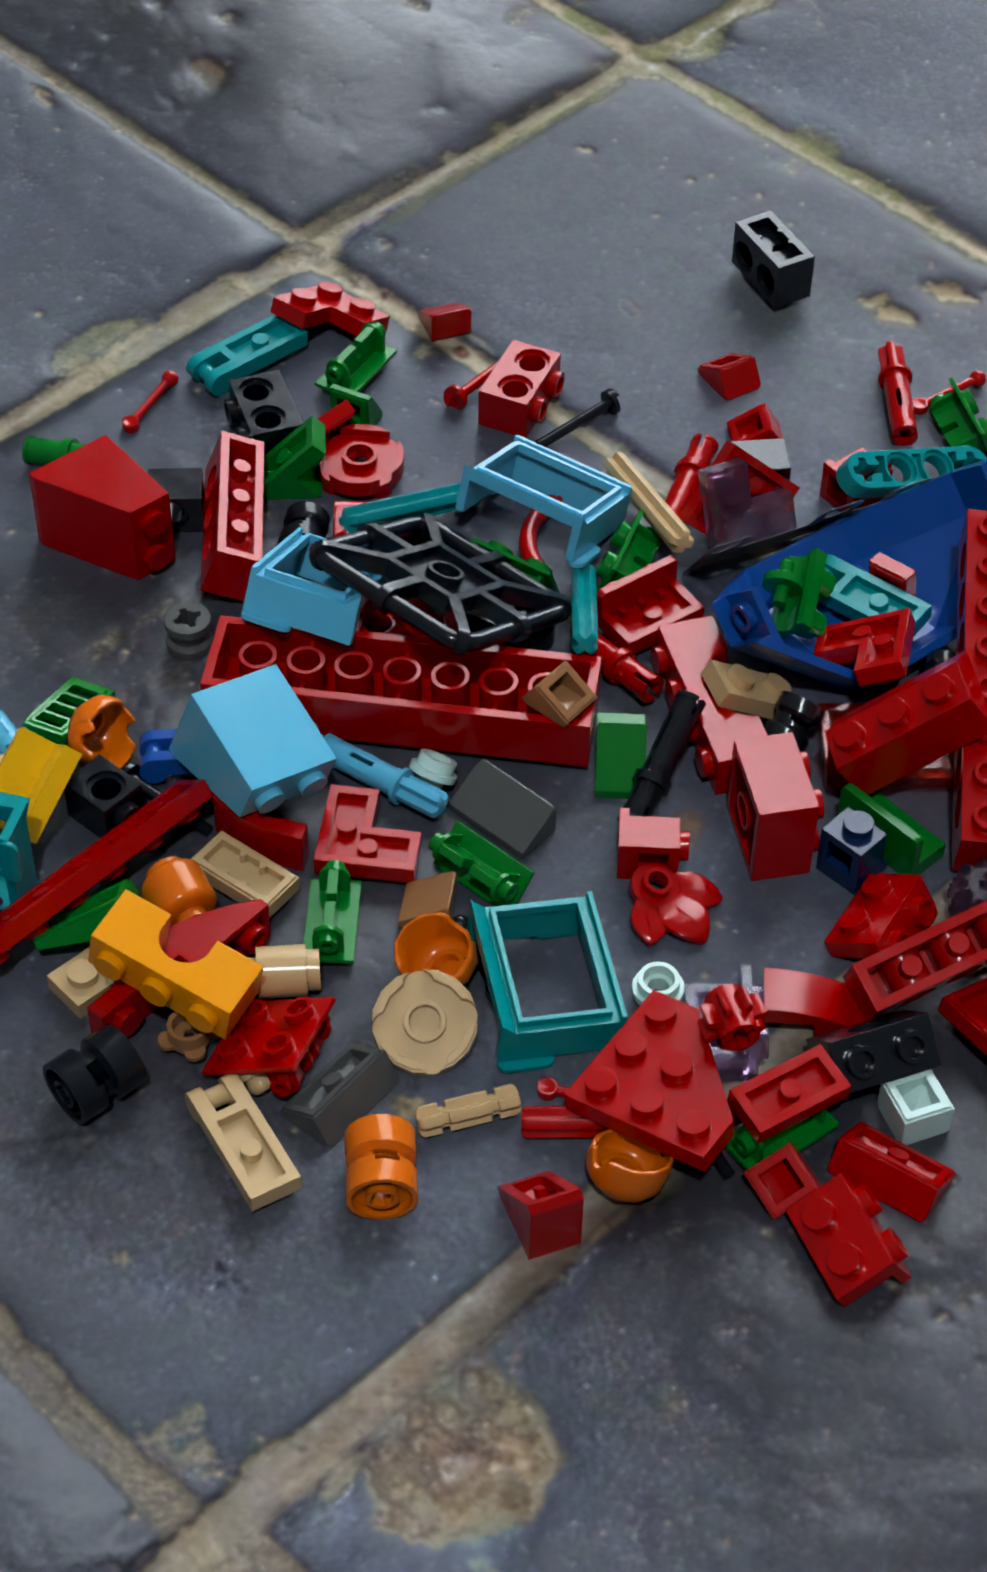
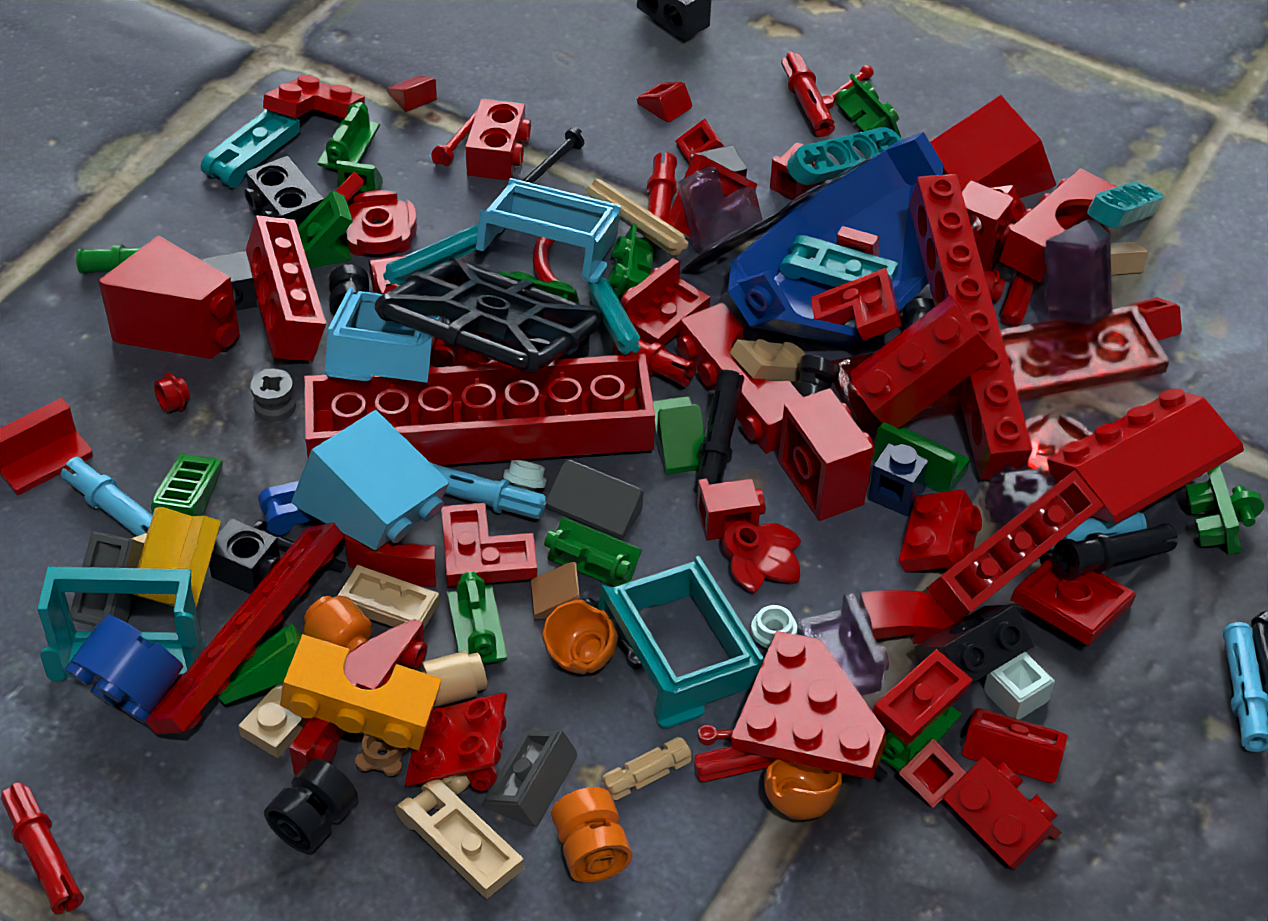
camera: 15 degrees left, 0 degrees up
(82, 609) = (171, 393): none -> red plate
(101, 729) = (223, 495): orange hair -> none
(131, 422) = (165, 223): red hinge -> none
(425, 1022) = (589, 698): tan tile -> none
(544, 1212) = (742, 842): red slope -> none
(560, 695) = (622, 392): medium nougat slope -> none
(732, 1017) = (856, 641): red gear -> none
(796, 591) = (790, 267): green hips -> none

